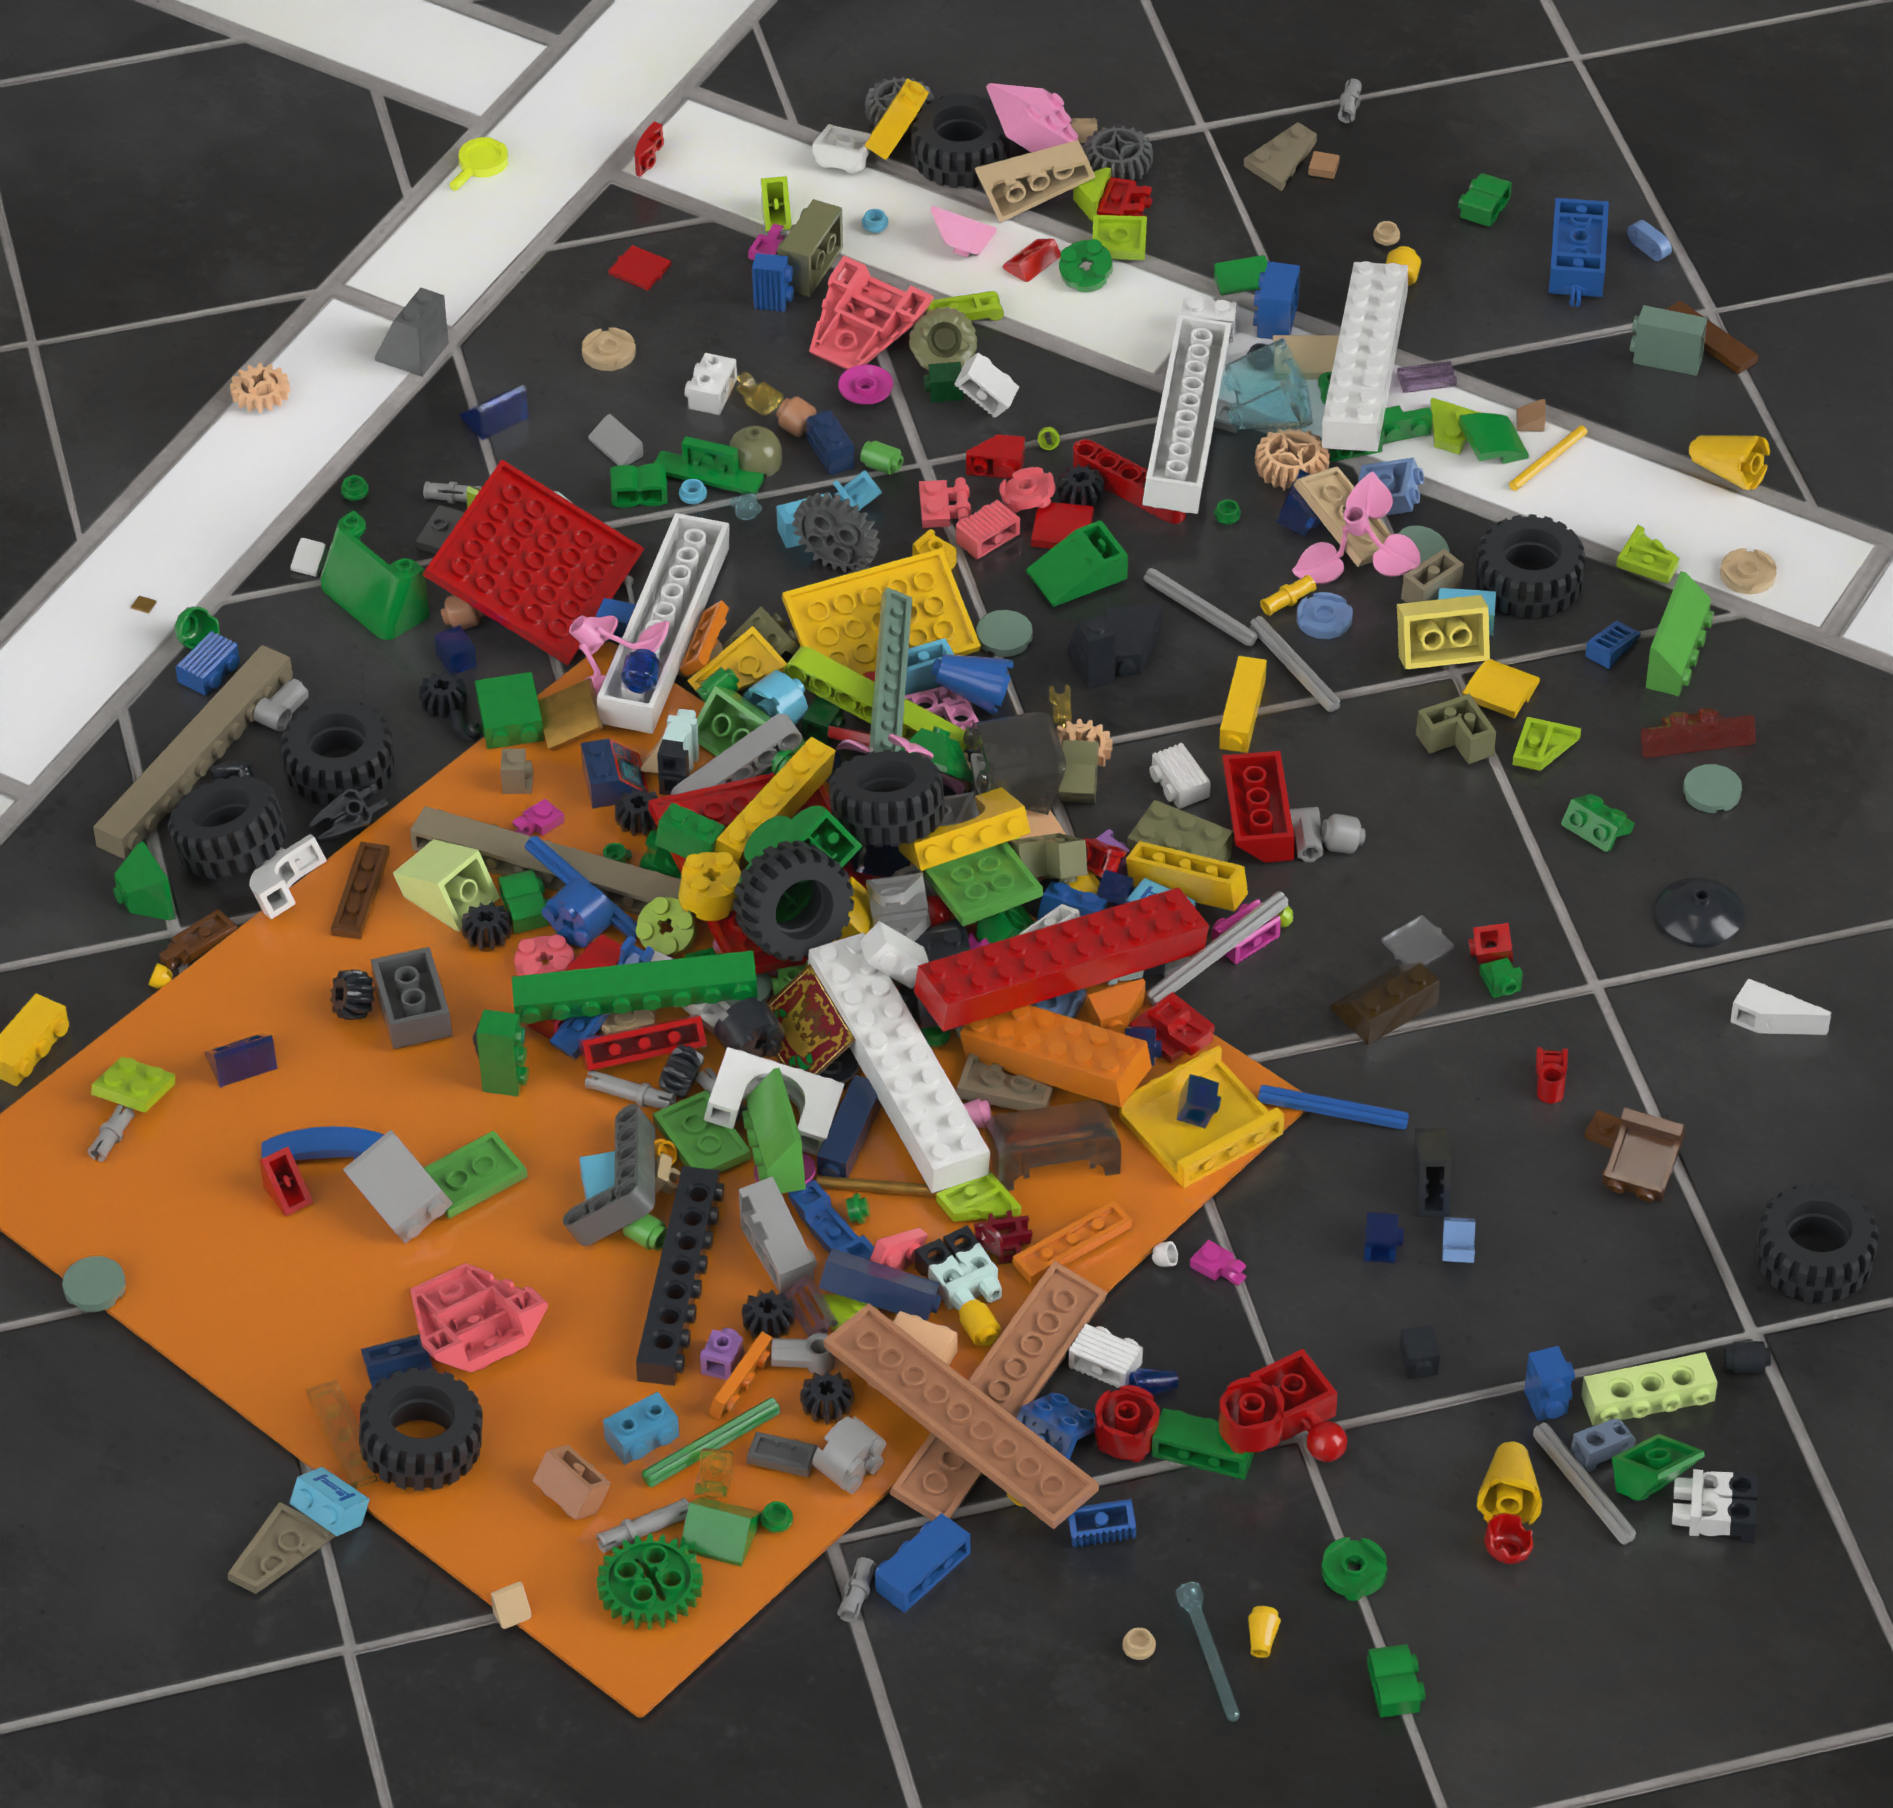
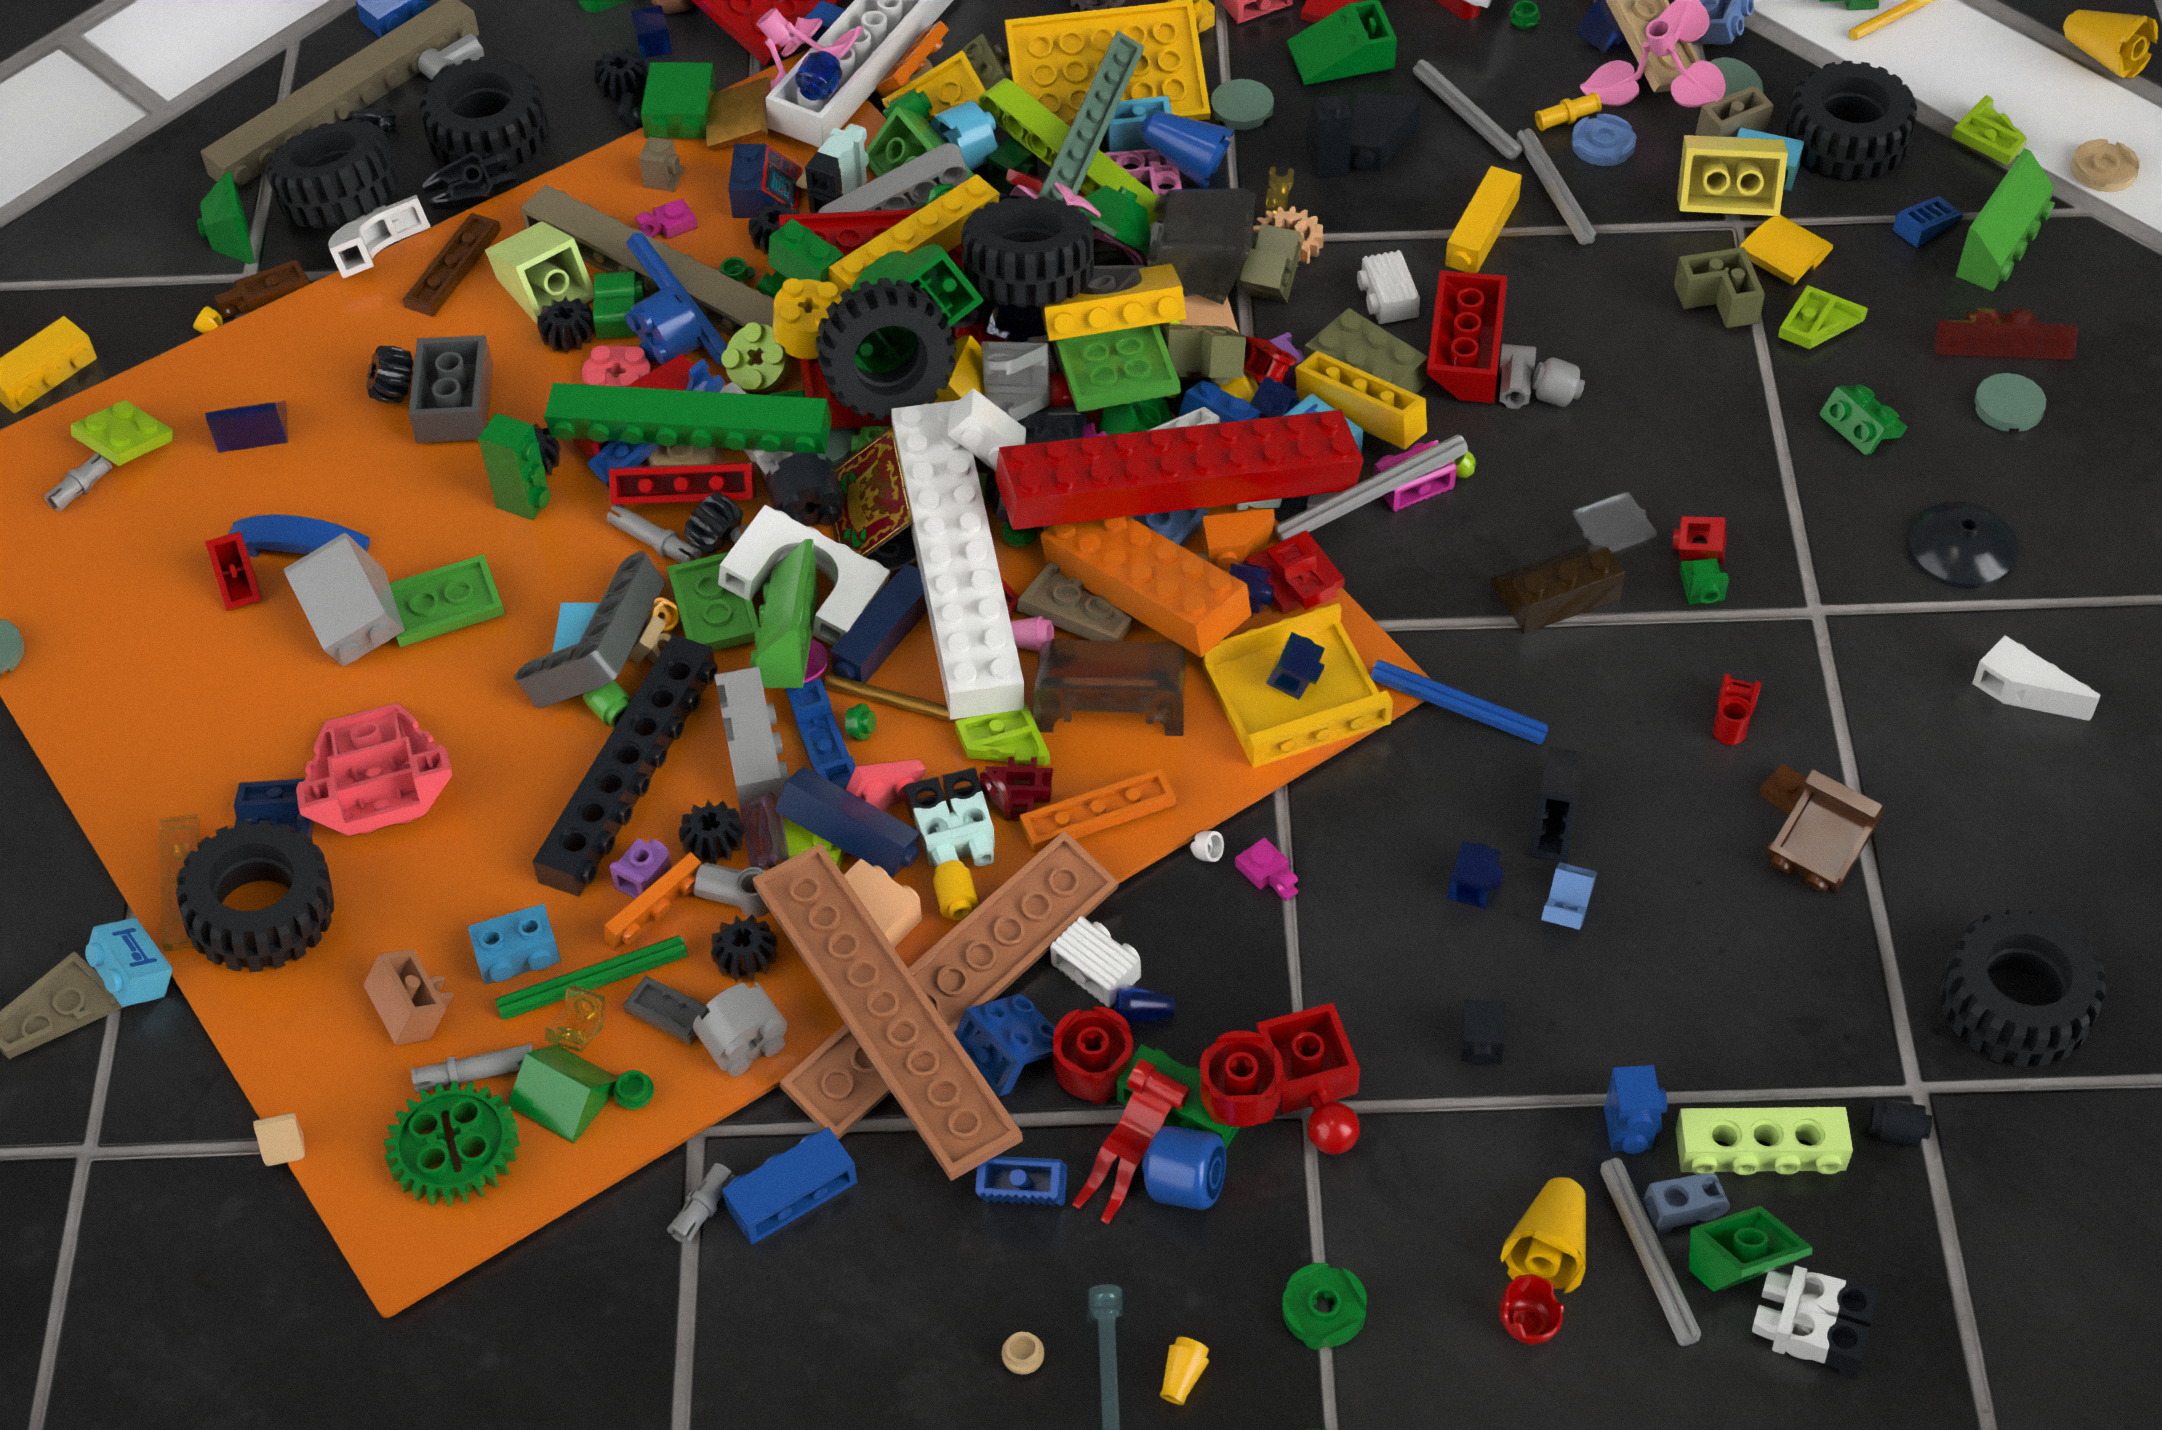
camera: 15 degrees right, 5 degrees up
(1177, 1472) = (1144, 1115): none -> red flag
(1222, 1490) = (1184, 1167): none -> blue head

